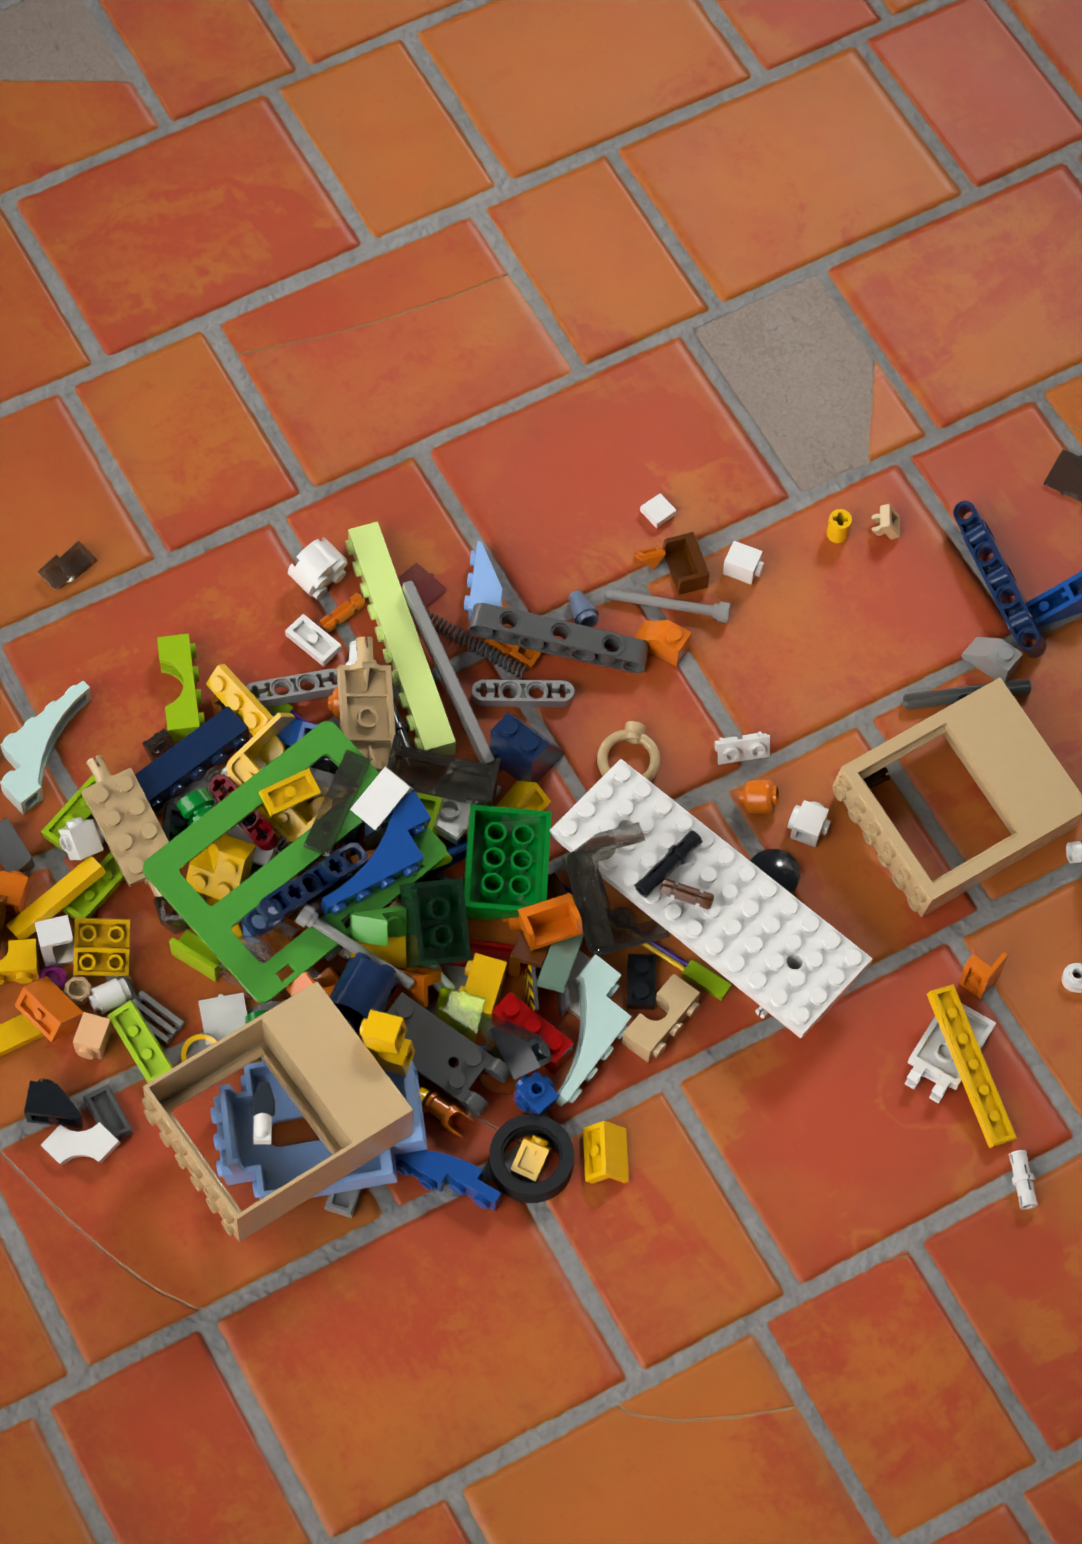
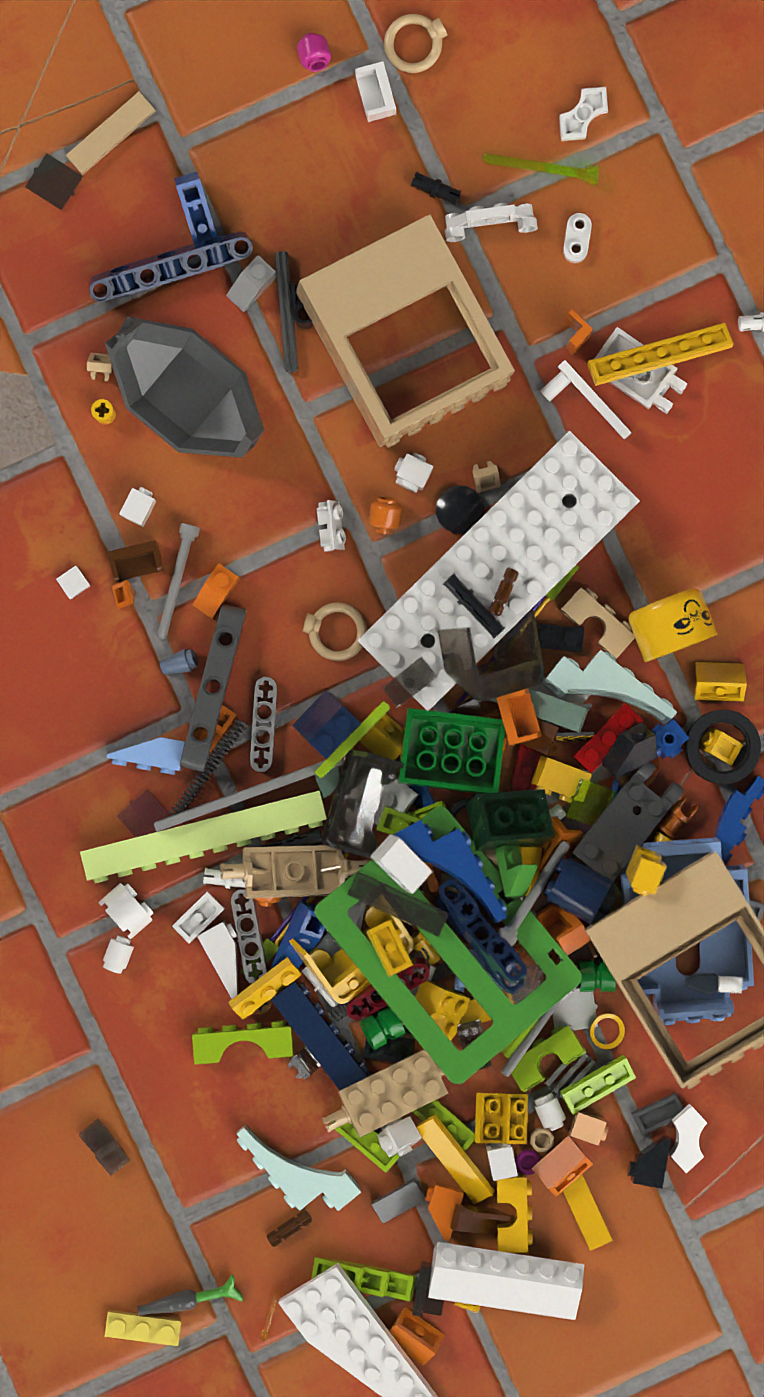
camera: 80 degrees left, 25 degrees up
(160, 968) = (562, 1042): none -> lime arch
(248, 1003) = (527, 1041): none -> light grey piece
(270, 566) = (118, 954): none -> white brick
(276, 661) = (222, 951): none -> white slope
(342, 612) = (169, 888): orange axle -> none
(465, 750) = (328, 782): none -> sand green tile
(513, 764) = (352, 740): none -> lime tile
(579, 801) = (409, 682): none -> clear smoke panel
(666, 1083) = (672, 624): none -> yellow piece
(812, 893) = (486, 478): none -> tan tile
(875, 590) = (184, 389): none -> dark grey panel
(934, 977) = (569, 375): none -> white piece

